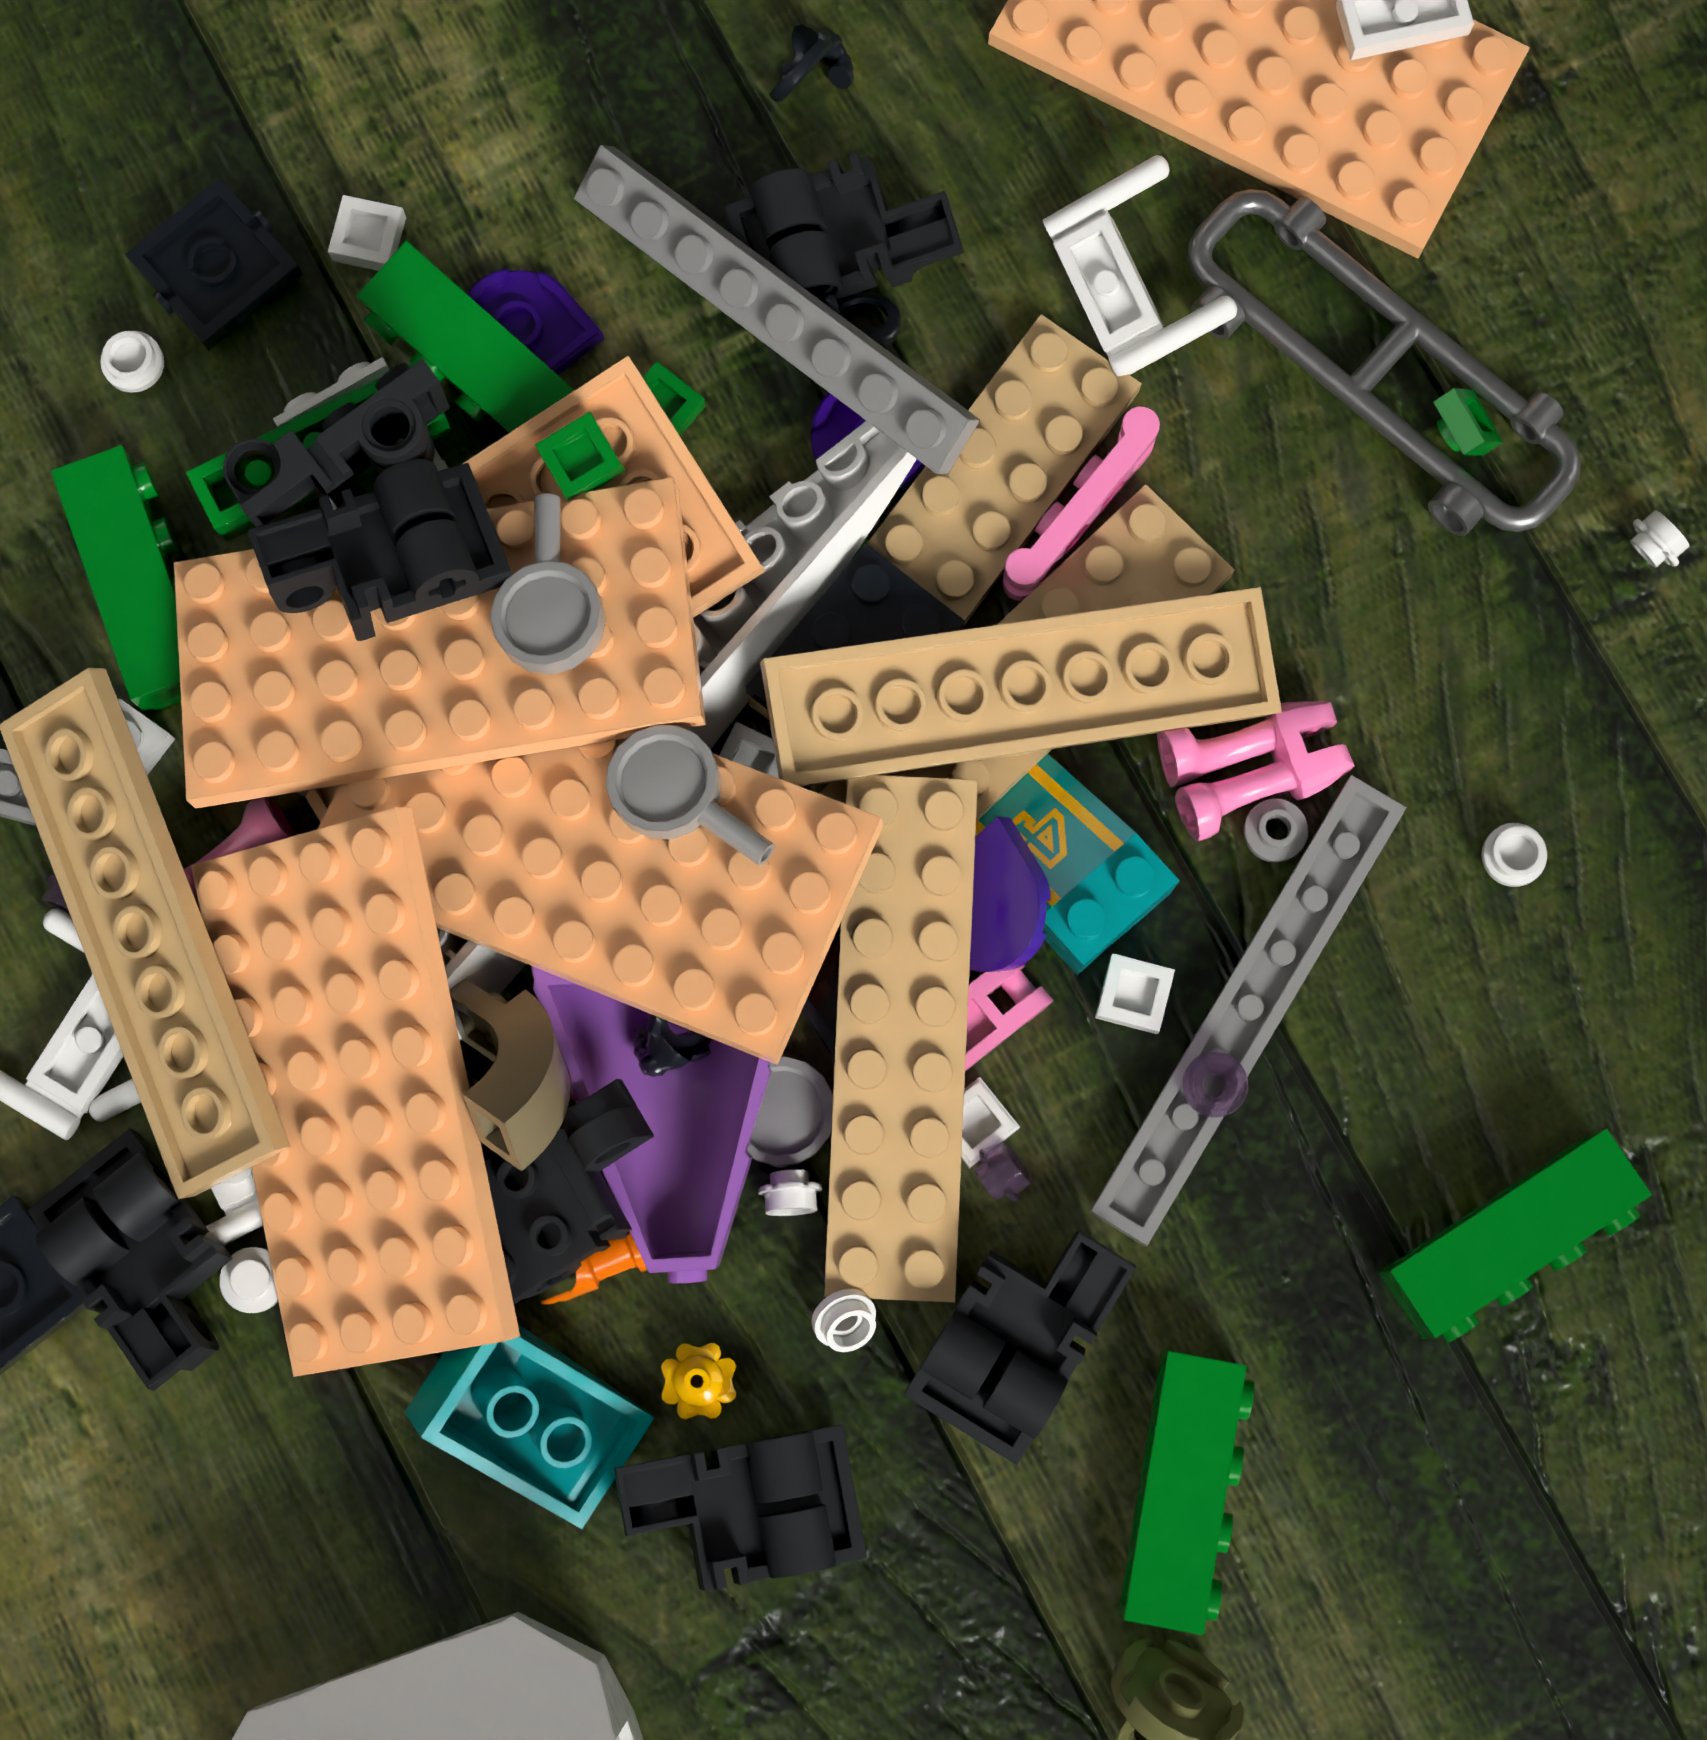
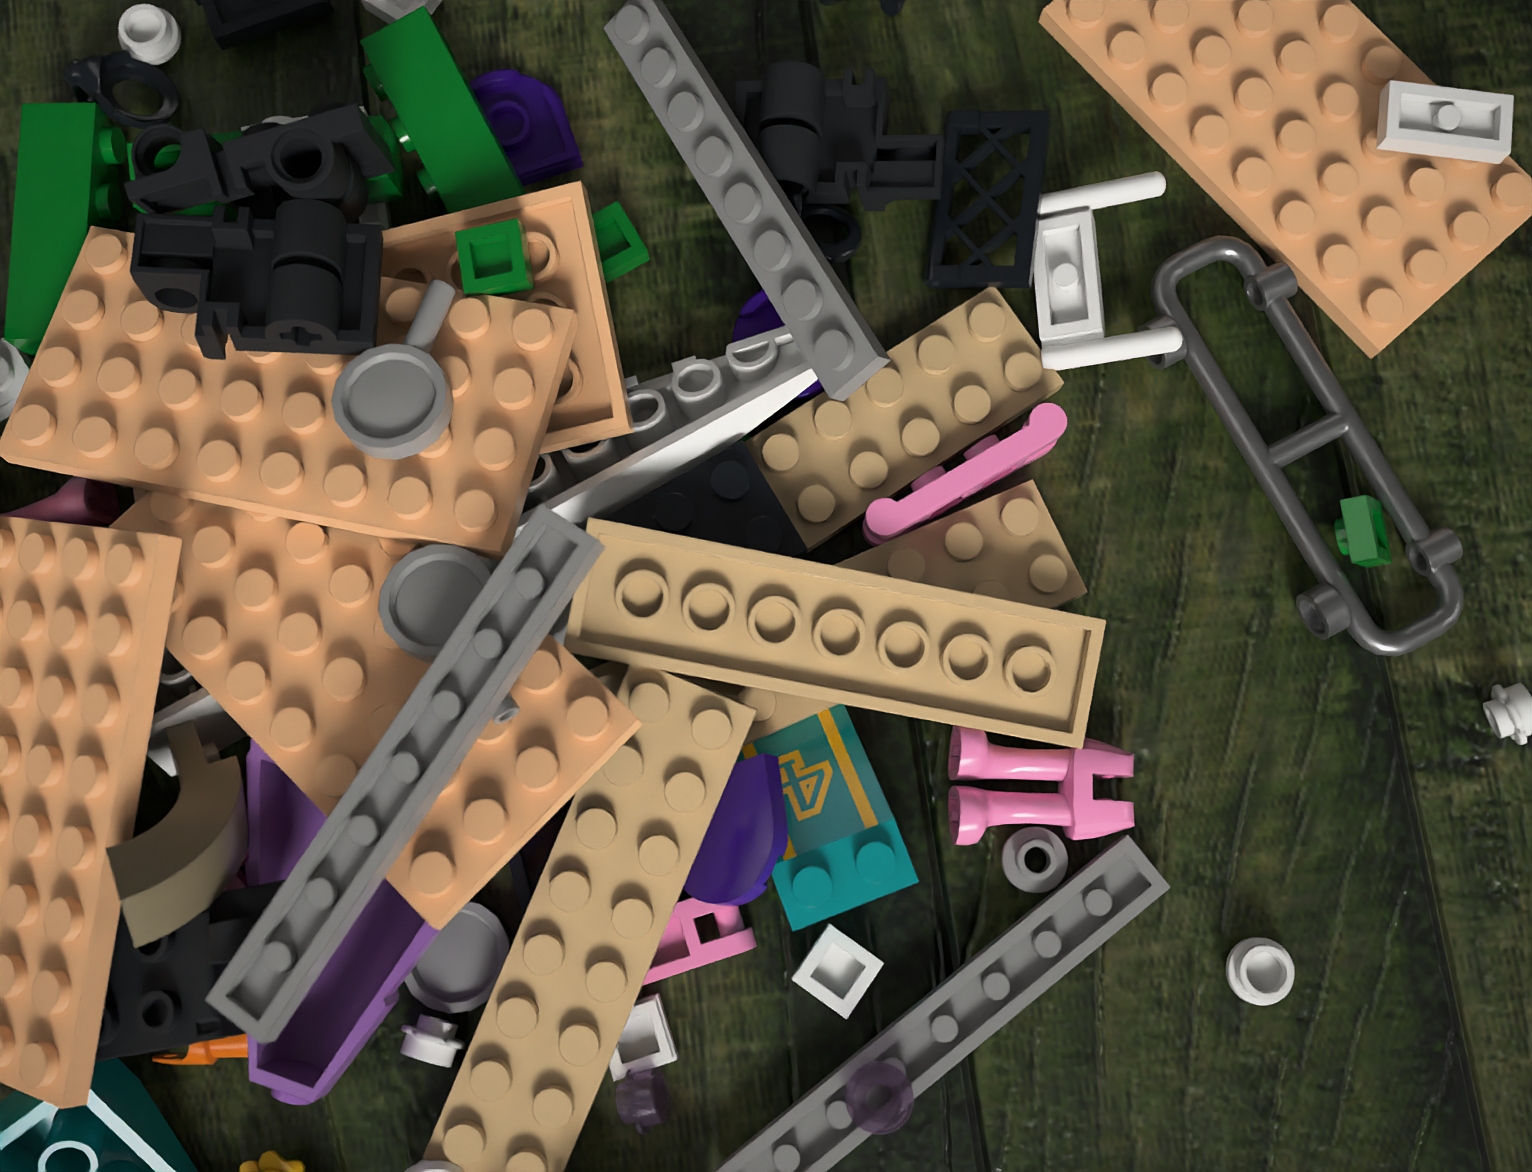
camera: 20 degrees right, 0 degrees up
(104, 424) = (97, 75): none -> black piece
(703, 929) = (404, 775): none -> light grey plate
(1050, 249) = (995, 129): none -> black window

